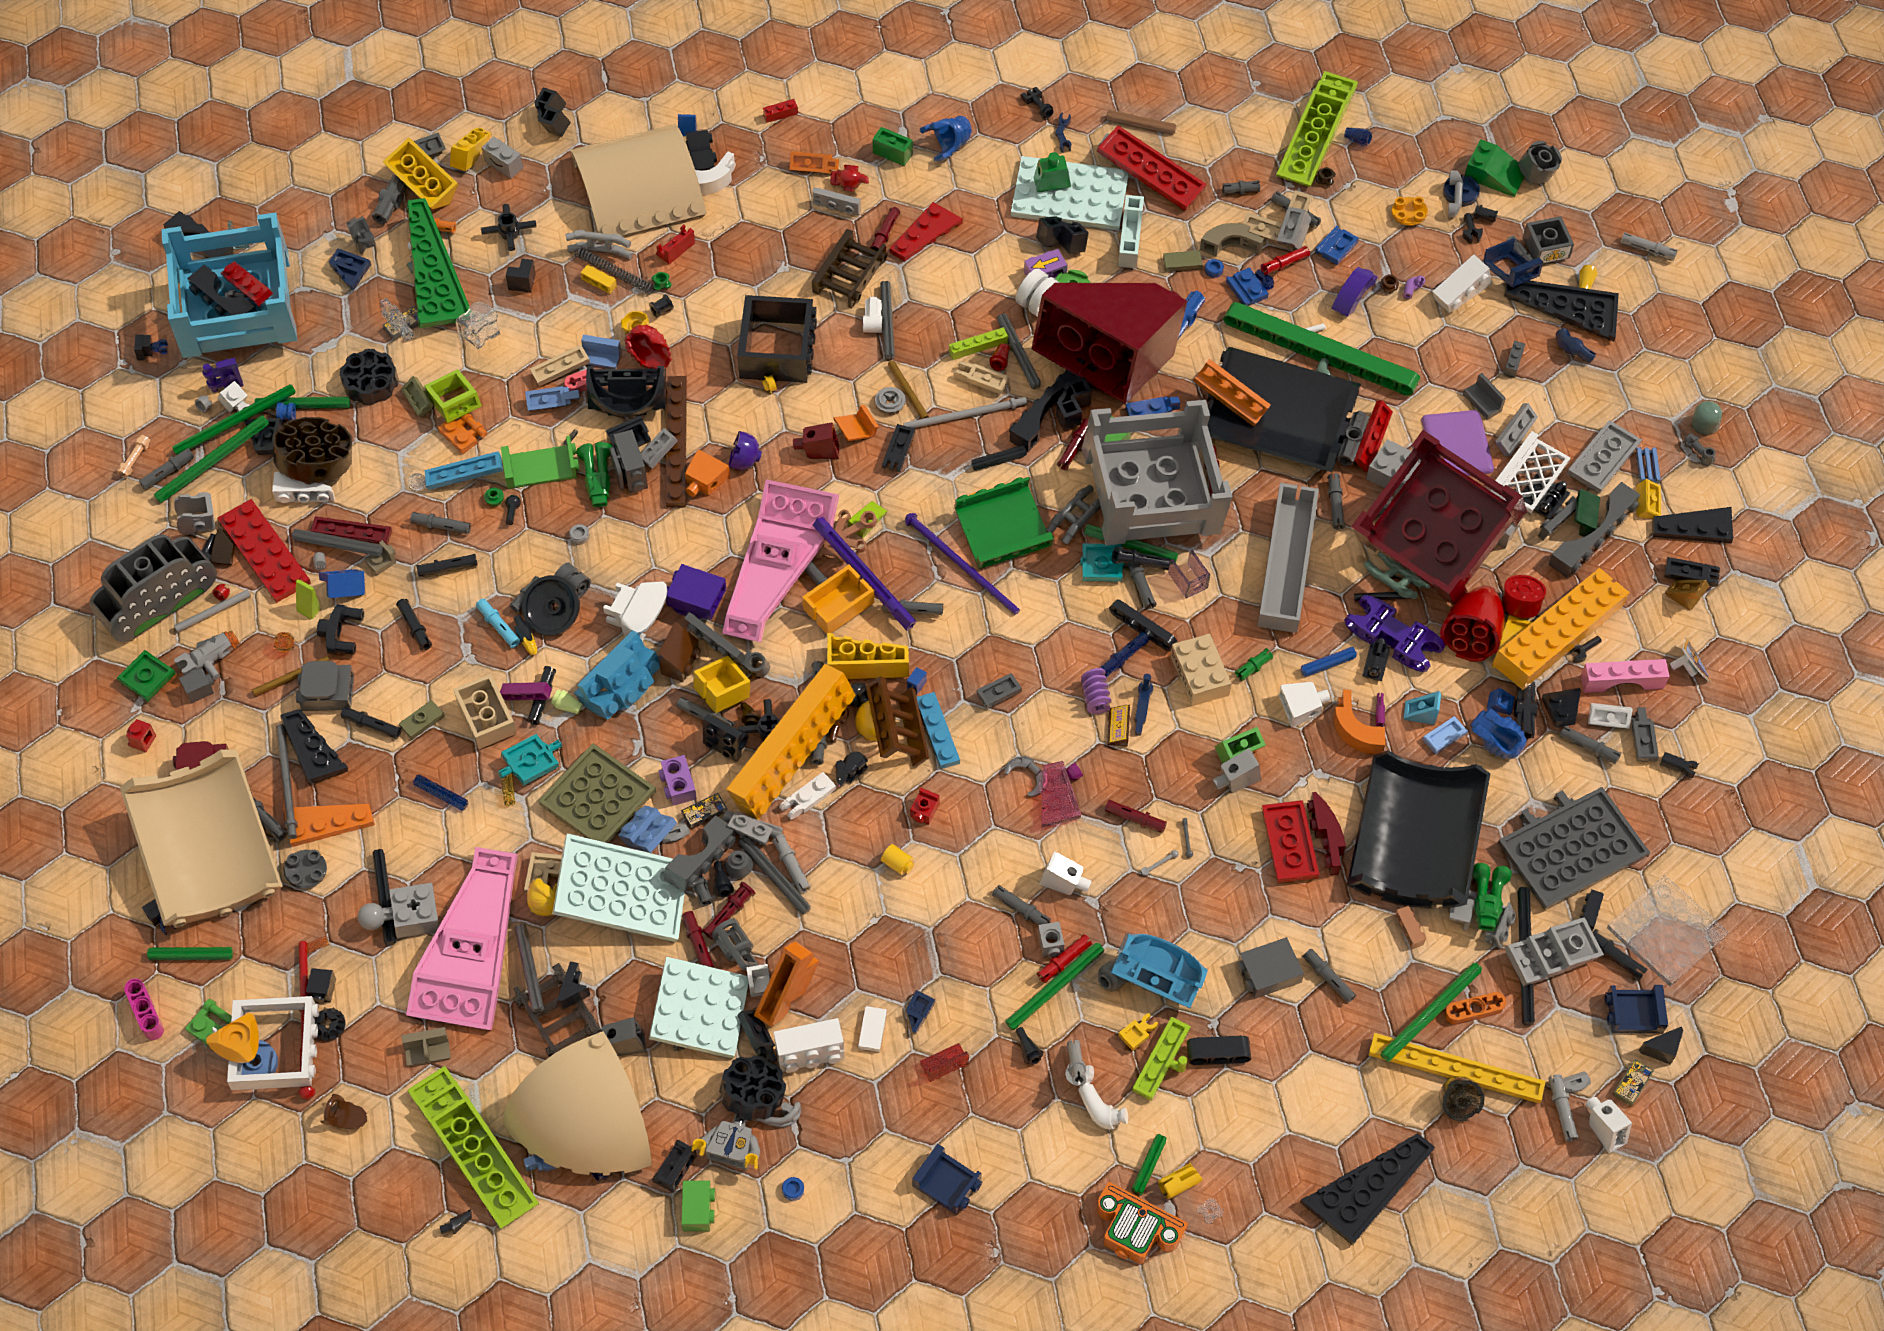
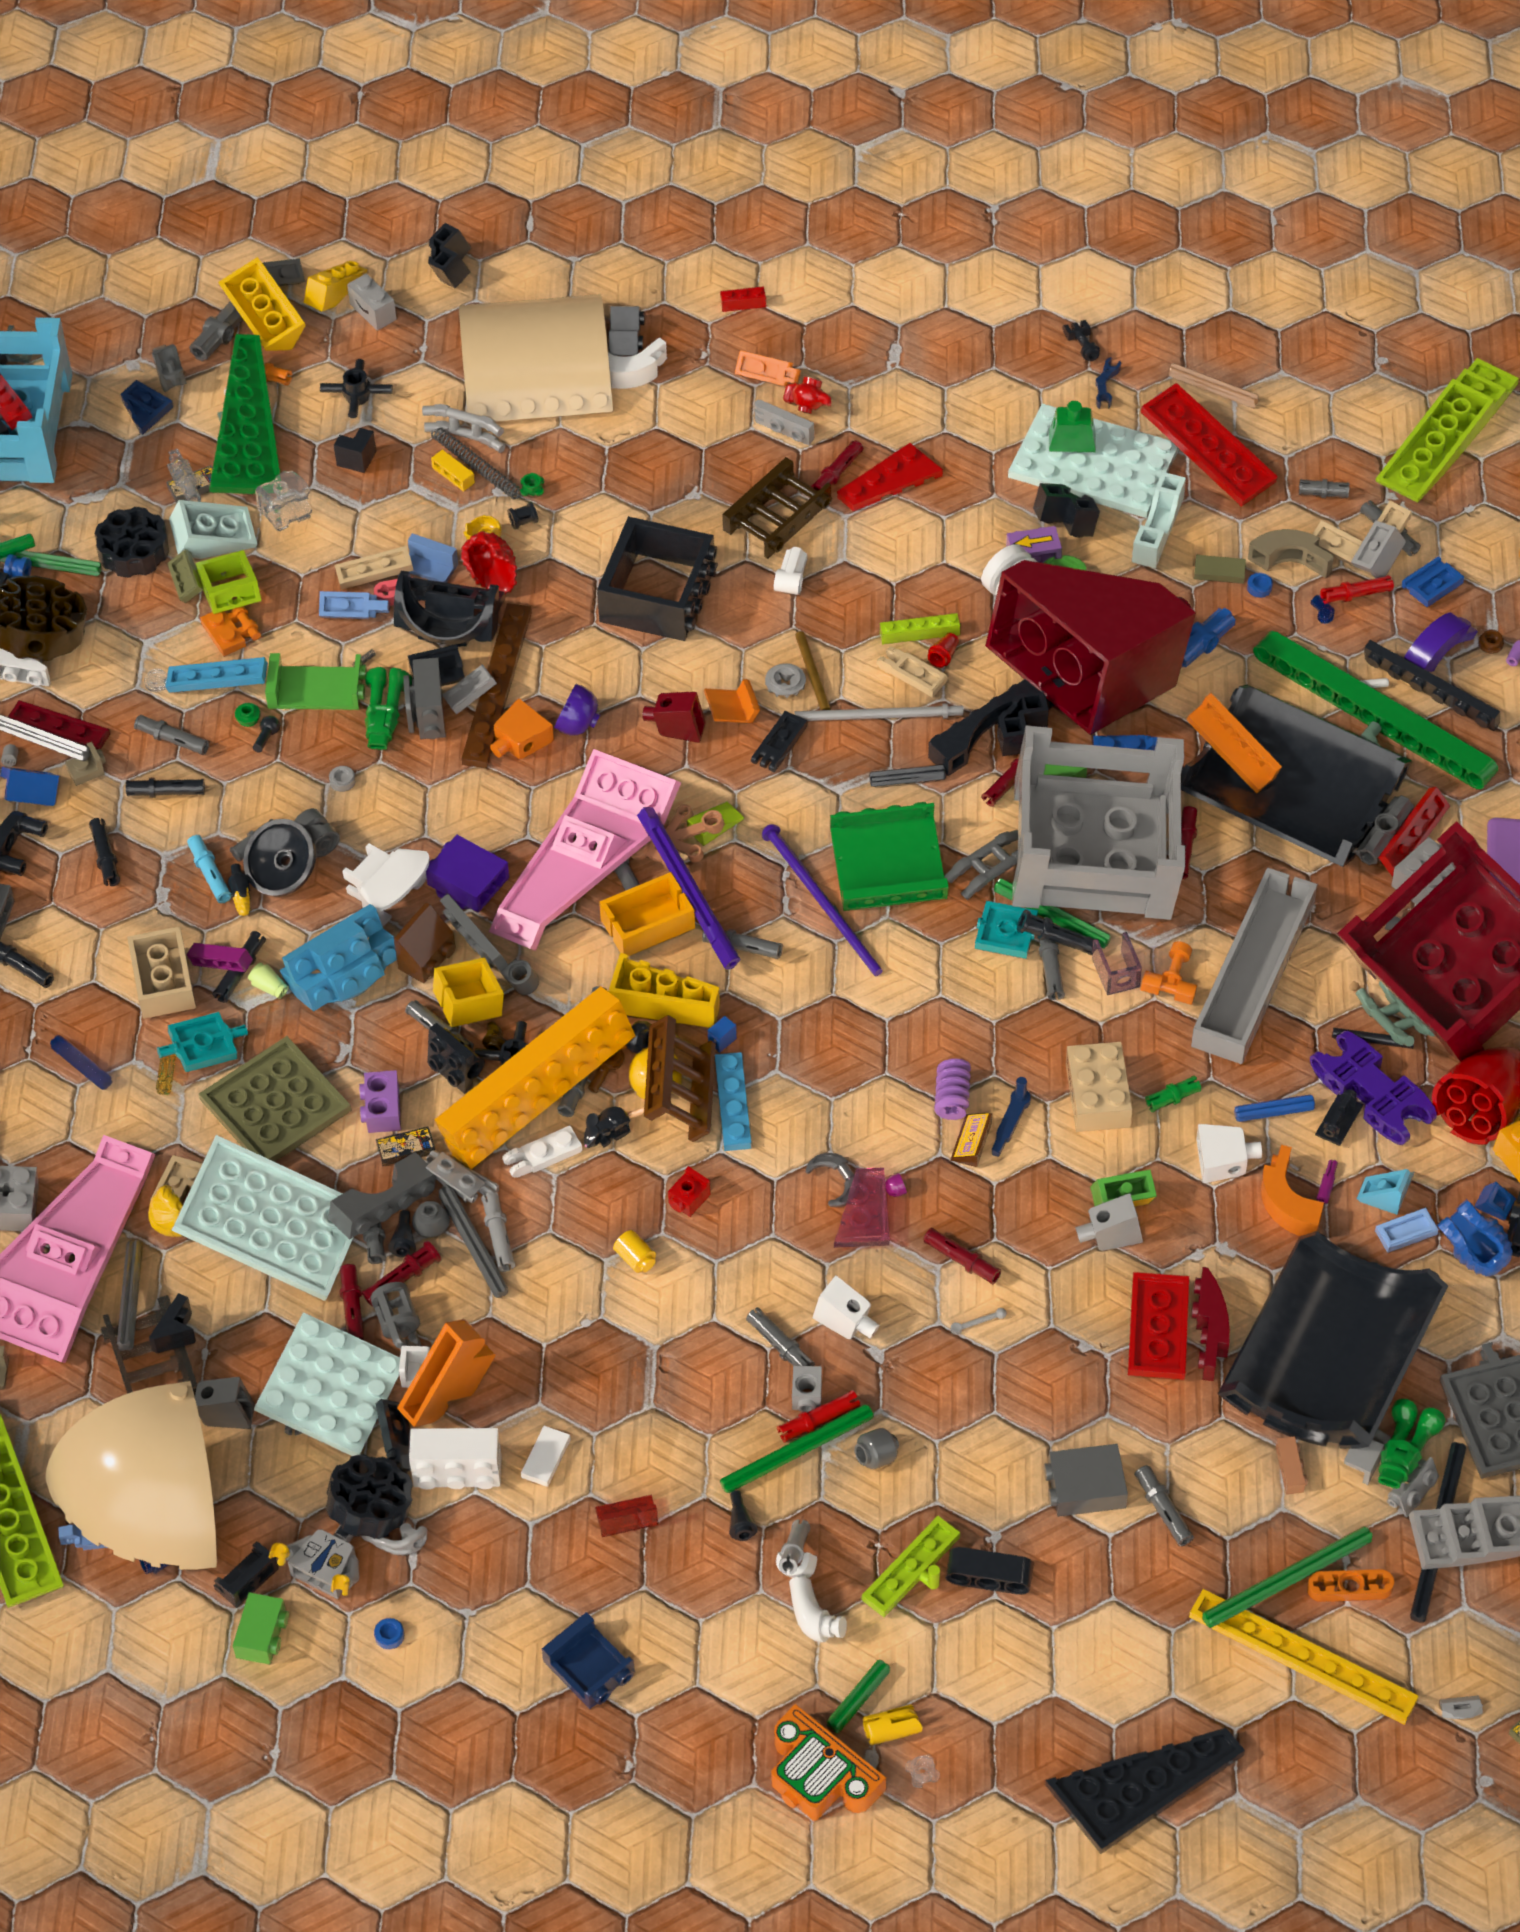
camera: 15 degrees right, 5 degrees down
(421, 719) = (82, 969): olive plate -> none
(427, 356) = (211, 528): none -> light aqua slope
(646, 829) = (323, 1153): medium blue plate -> none
(677, 245) = (563, 445): red hinge -> none
(678, 832) = (360, 1166): light grey piece -> none
(687, 123) = (617, 295): blue slope -> none
(769, 384) = (634, 634): yellow plate -> none
(887, 320) = (809, 580): dark grey axle -> none
(892, 146) = (875, 365): green panel -> none
(919, 1009) = (612, 1444): dark blue slope -> none
(950, 133) = (954, 360): blue hair -> none
(999, 690) = (826, 1066): dark grey plate -> none
(1019, 351) = (971, 647): dark grey axle -> none
(1117, 659) = (994, 1054): clear blue pin -> none
(1136, 1033) = (886, 1529): yellow plate -> none
(1142, 624) = (1037, 1016): black beam -> none
(1159, 968) = (935, 1448): dark azure piece -> none
(1188, 853) = (1020, 1316): dark grey hinge -> none
(1230, 579) = (1171, 980): none -> orange bar
(1247, 287) = (1297, 616): blue plate -> none
(1325, 176) = (1442, 492): dark brown plate -> none
(1335, 494) = (1342, 897): dark grey pin -> none
(1359, 135) = (1501, 447): clear blue cone -> none
(1361, 325) = (1437, 688): none -> black plate
(1461, 1098) = (1295, 1694): clear smoke cylinder -> none
(1561, 1098) = (1434, 1724): light grey pin -> none
(1609, 1123) = (1489, 1768): white torso -> none

